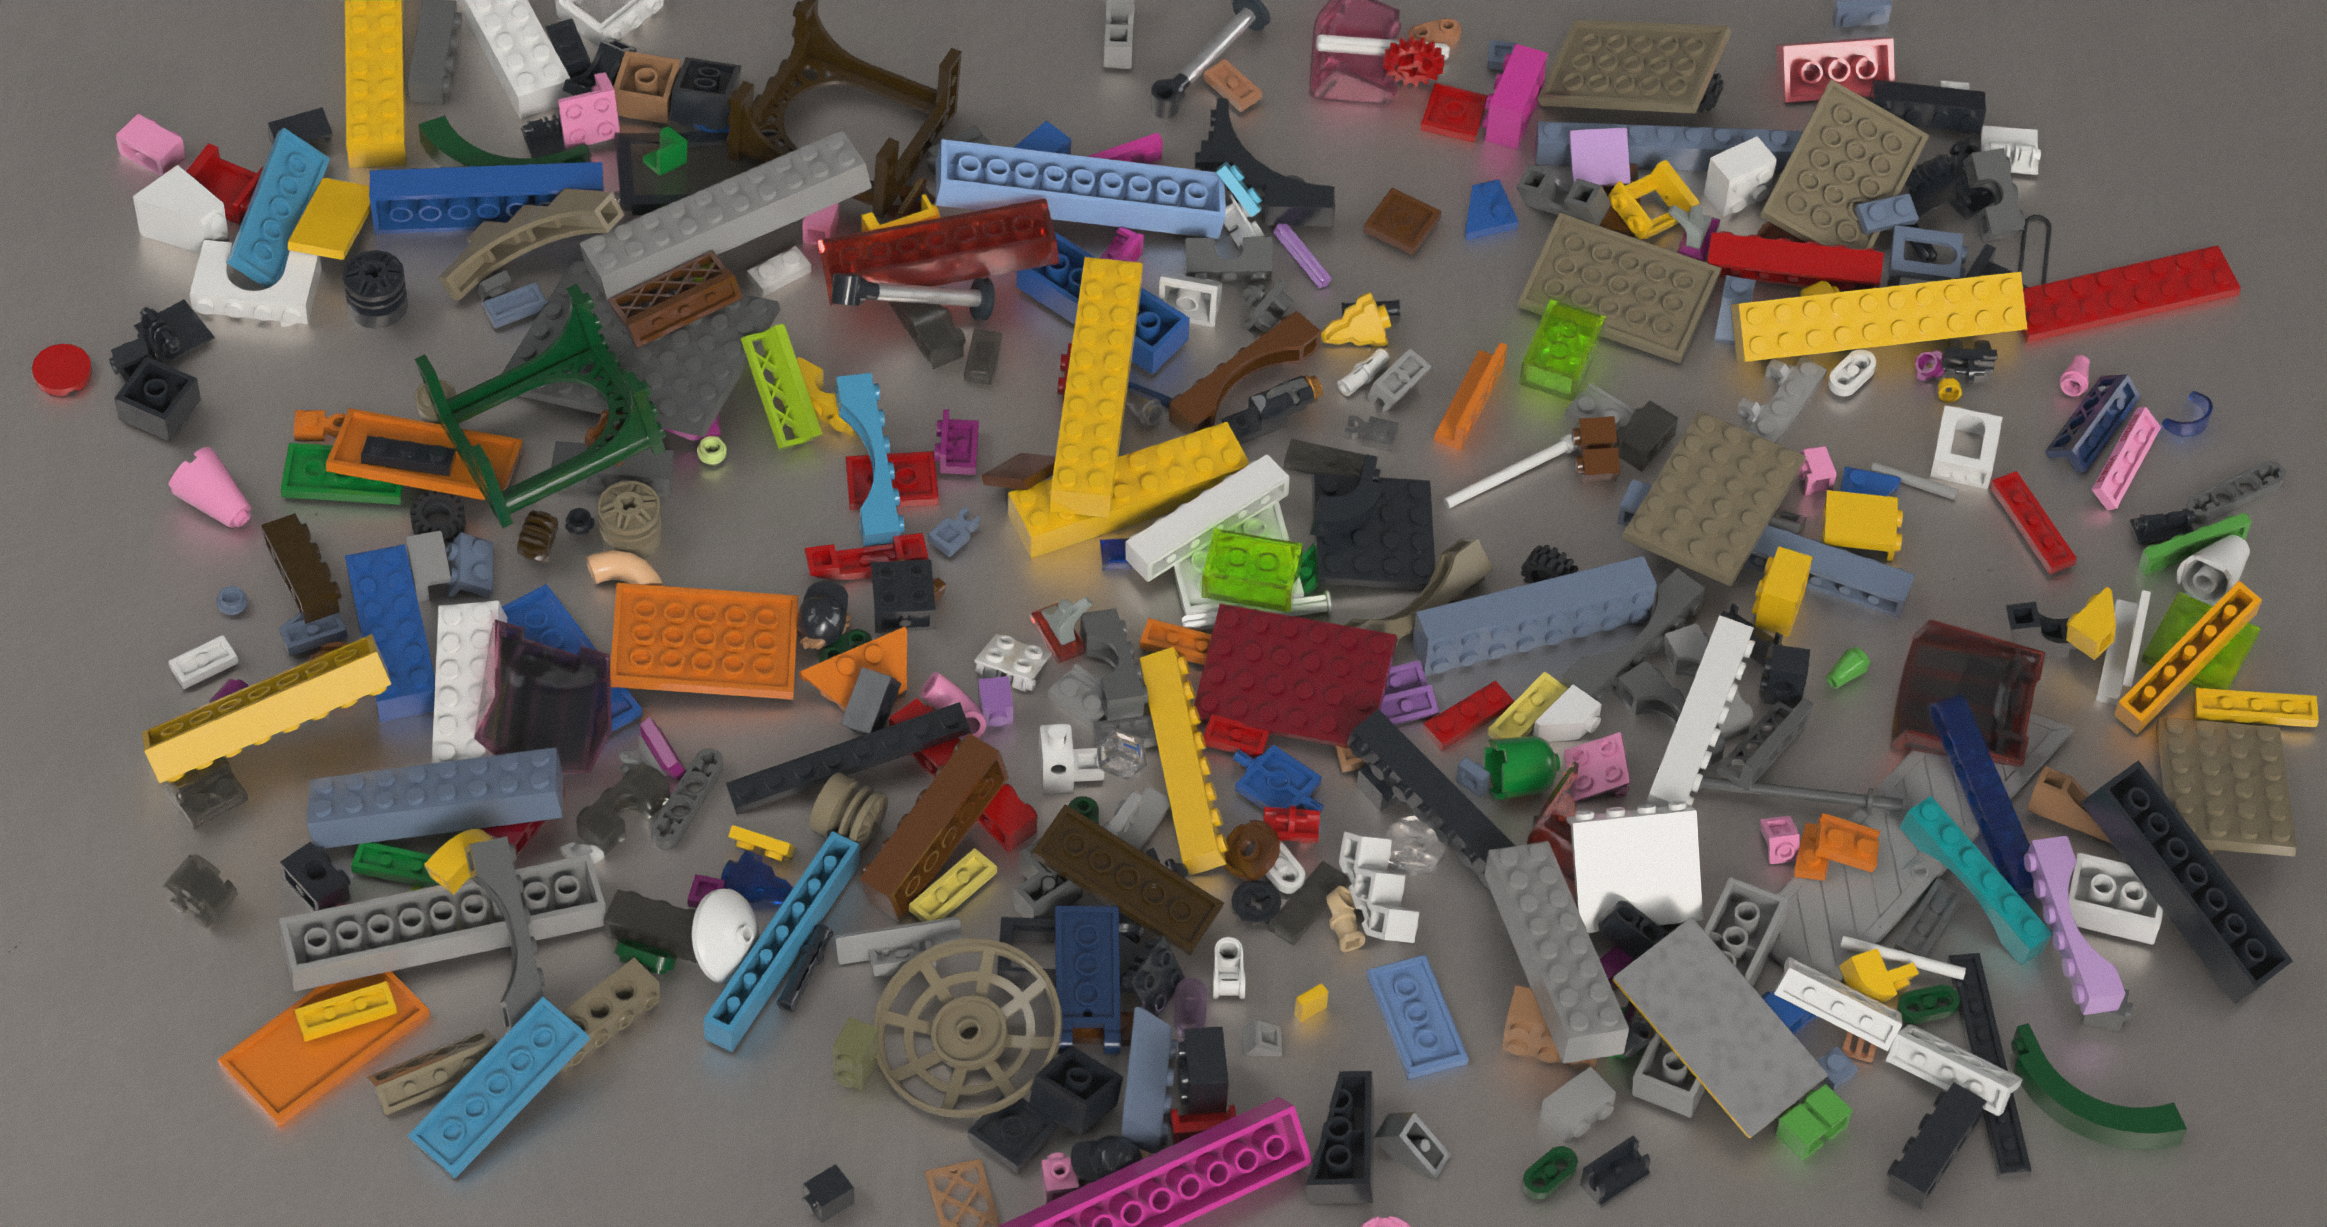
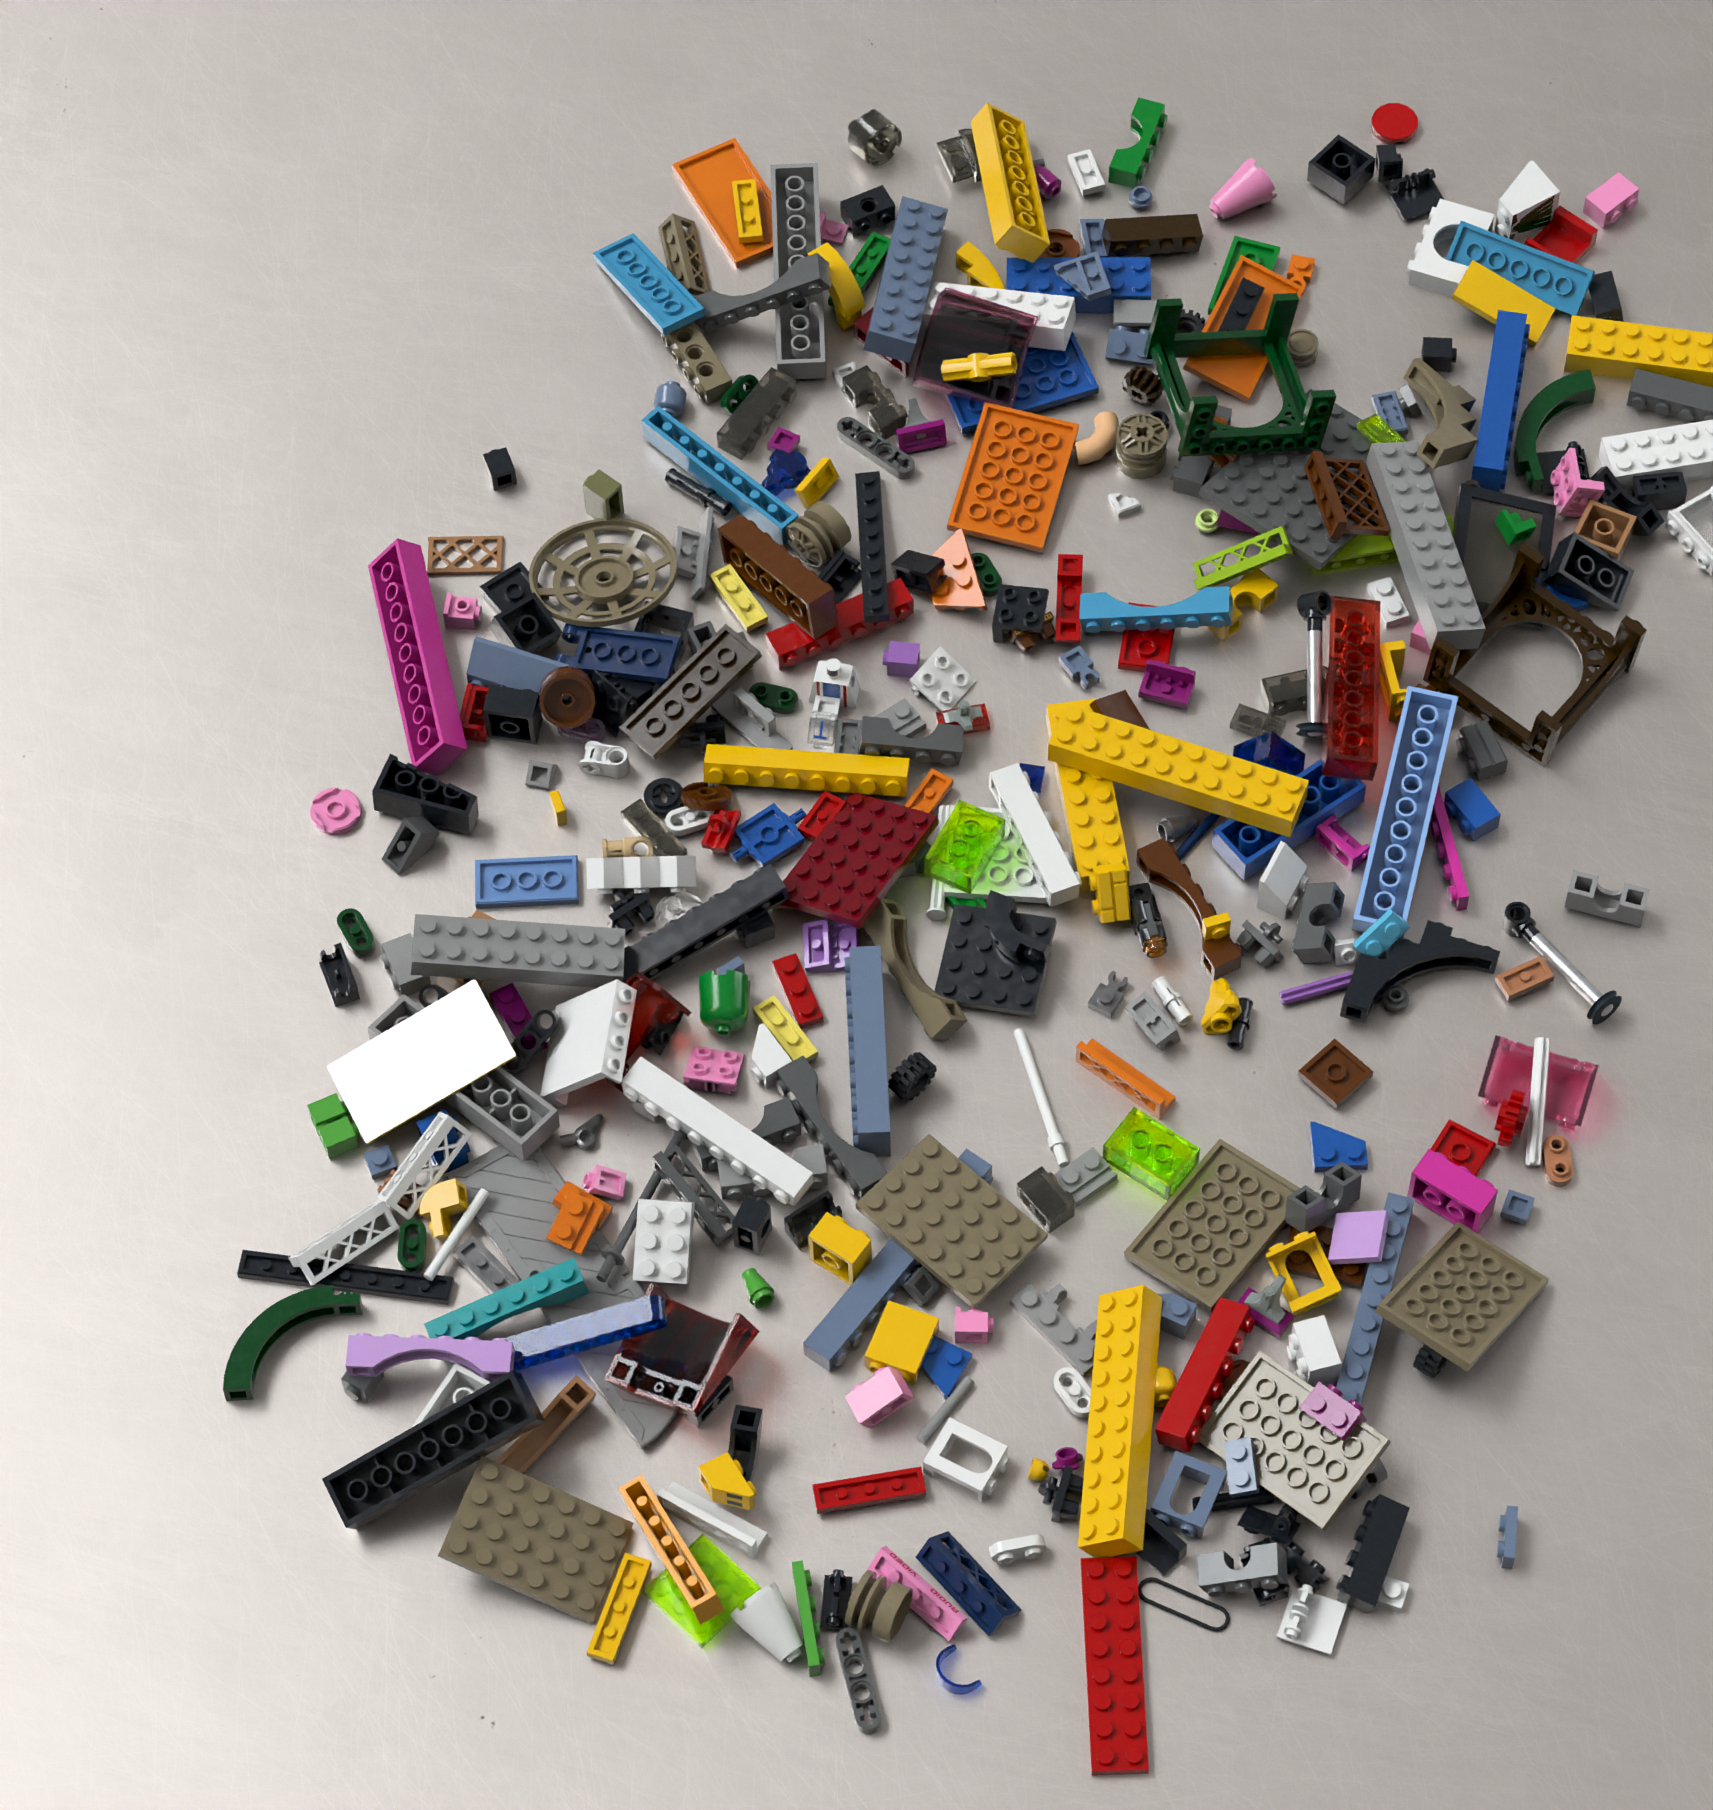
camera: 110 degrees right, 5 degrees up
(112, 610) = (1129, 163): none -> green arch
(375, 289) = (1418, 314): black wheel -> none
(395, 736) = (977, 267): none -> yellow slope
(401, 601) = (1085, 276): none -> sand blue wing
(419, 272) = (1438, 353): none -> black brick
(555, 299) = (1378, 431): none -> clear neon green tile
(569, 682) = (979, 367): none -> yellow piece
(672, 1028) = (670, 398): none -> sand blue head
(707, 537) = (1123, 505): none -> white tile
(723, 933) = (734, 425): white dish -> none
(823, 615) = (1015, 558): black hair -> none
(900, 795) = (841, 574): none -> black hinge
(943, 693) = (910, 631): bright pink cylinder -> none
(1037, 331) = (1272, 752): none -> clear blue brick
(1103, 1157) = (459, 637): black hair -> none
(1179, 999) = (571, 711): none -> reddish brown wheel
(1258, 434) = (1111, 893): none -> yellow brick
(1277, 327) = (1216, 926): none -> yellow plate
(1321, 459) = (1084, 955): clear smoke plate -> none
(1428, 897) = (627, 908): none -> black hips
(1597, 456) = (1025, 1148): reddish brown piece -> none
(1721, 873) = (584, 1135): none -> flat silver animal
(1814, 132) = (1332, 1411): none -> bracket
(1841, 748) = (663, 1241): none -> white brick
(1853, 63) = (1442, 1490): coral slope -> none
(1935, 524) = (879, 1396): none -> bright pink brick
(1936, 1145) = (278, 1203): black brick -> none
(2042, 386) = (1008, 1550): none -> white plate
(2076, 376) = (1024, 1584): bright pink cone -> none
(2163, 475) = (873, 1604): none -> dark tan wheel

